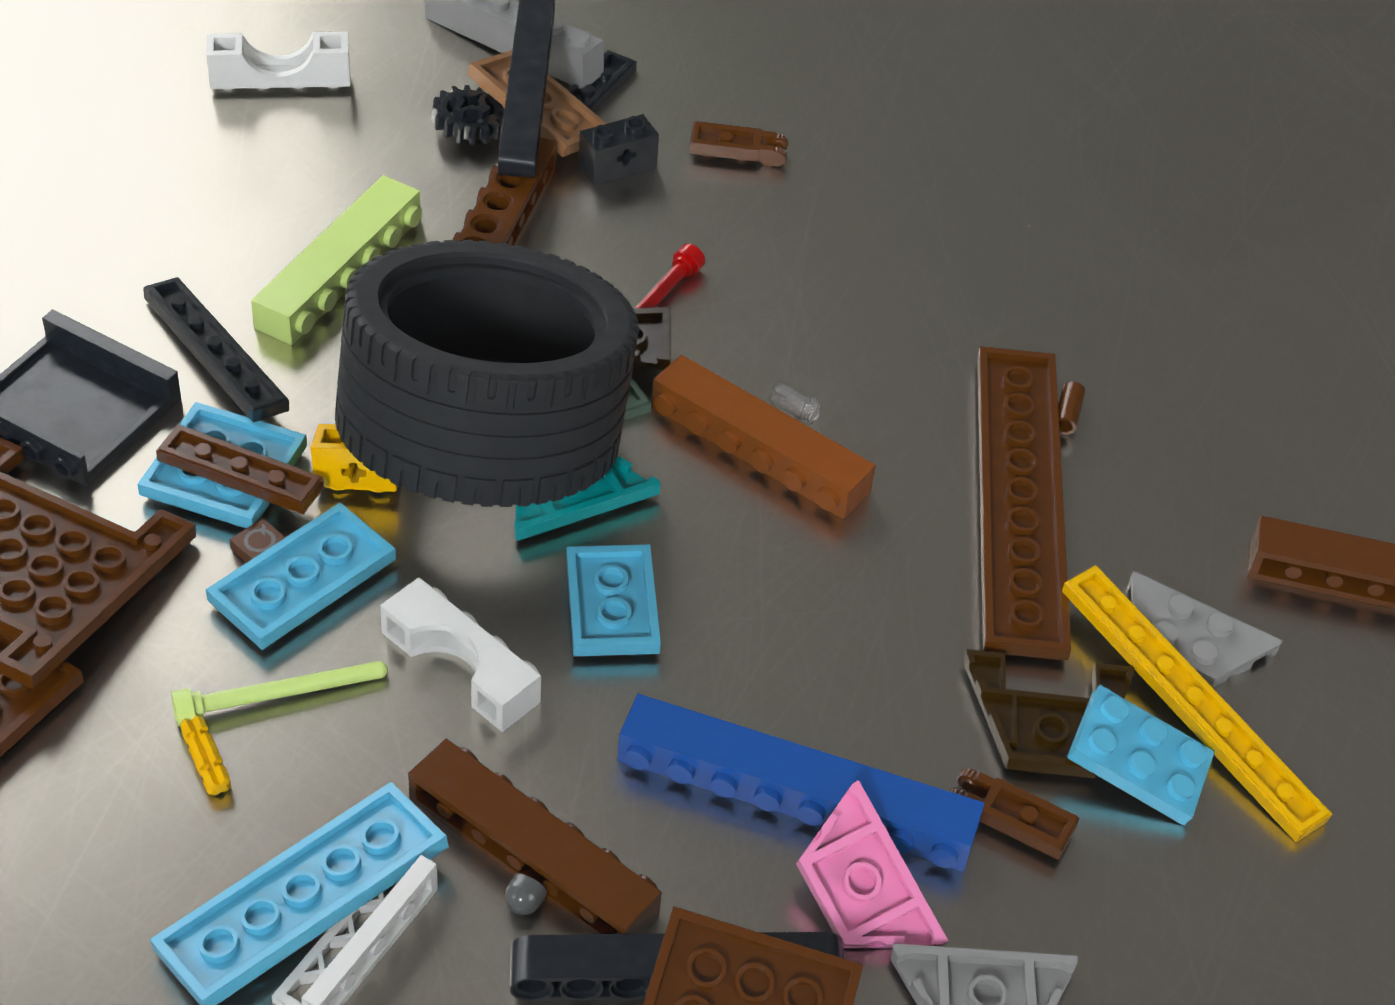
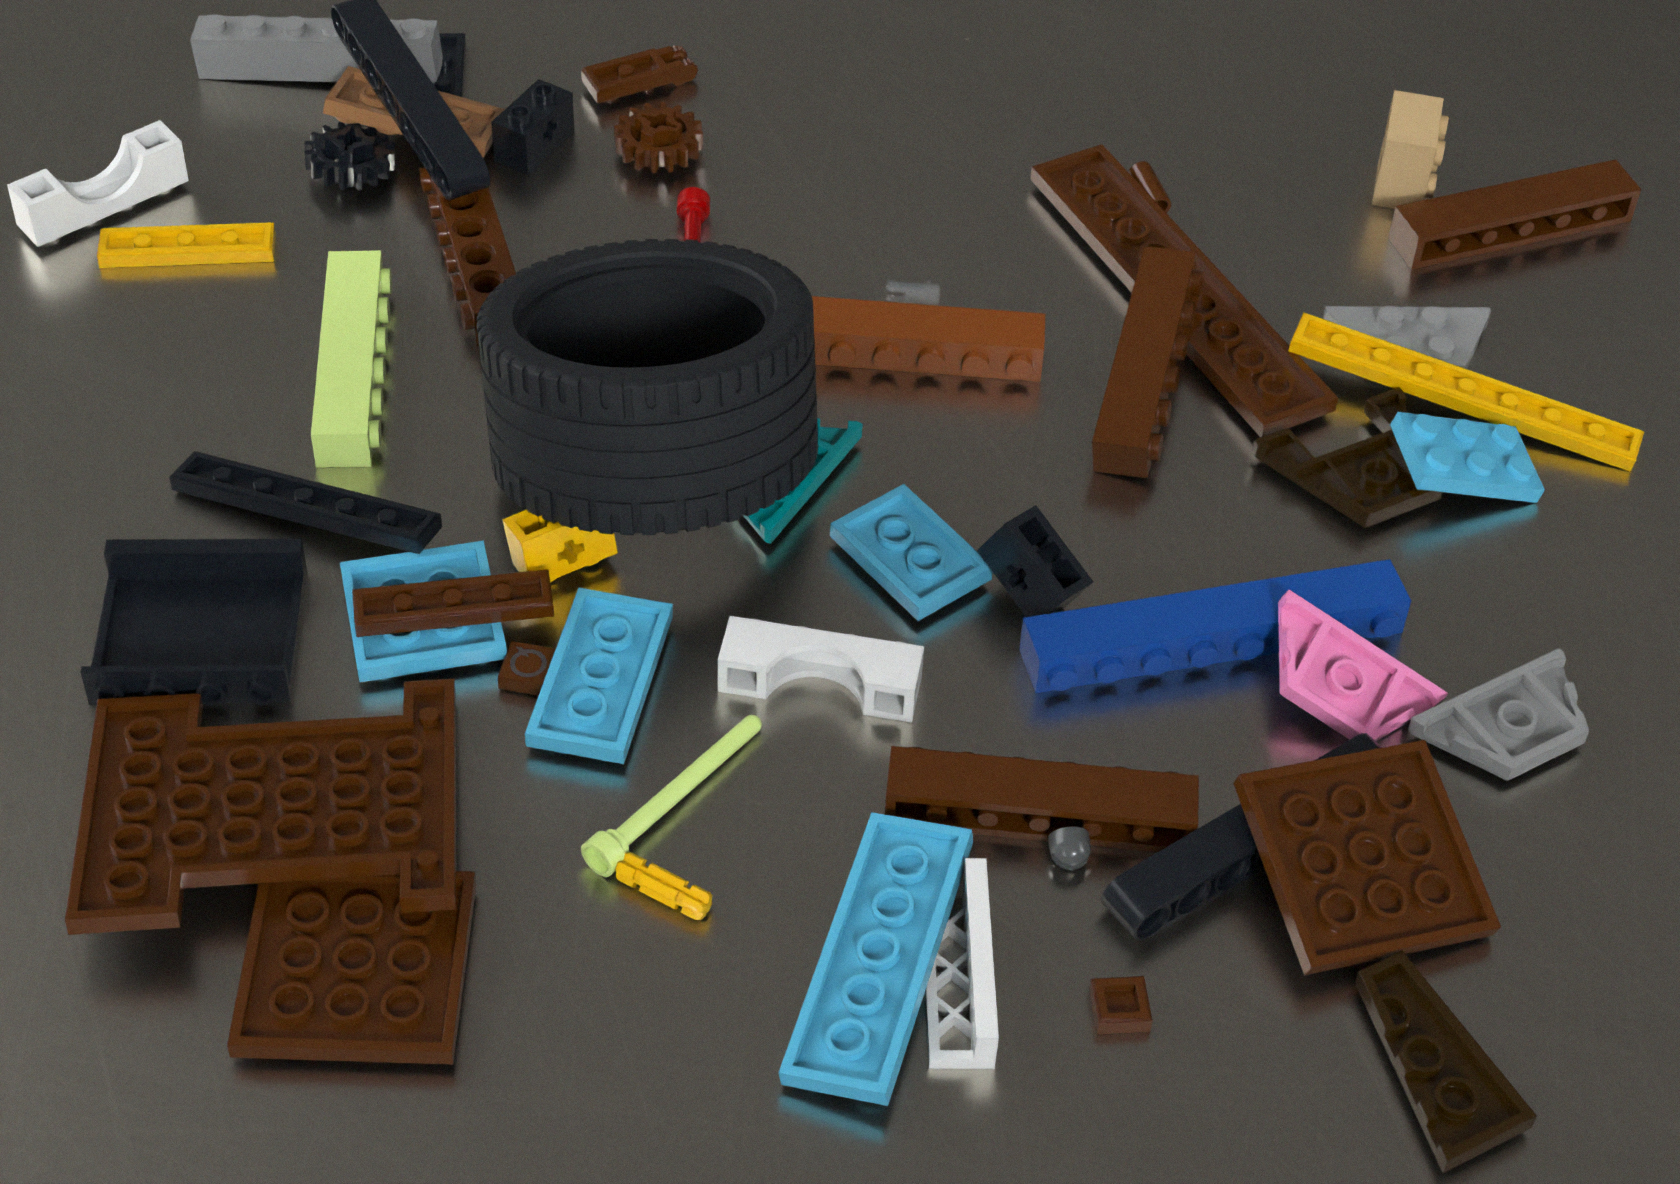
camera: 30 degrees left, 0 degrees up
(309, 131) = (186, 245): none -> yellow tile
(683, 656) = (1034, 564): none -> black brick
(706, 197) = (658, 137): none -> reddish brown gear
(926, 542) = (1145, 363): none -> reddish brown brick
(1019, 812) = (1413, 556): reddish brown hinge -> none
(1314, 474) = (1410, 150): none -> tan brick

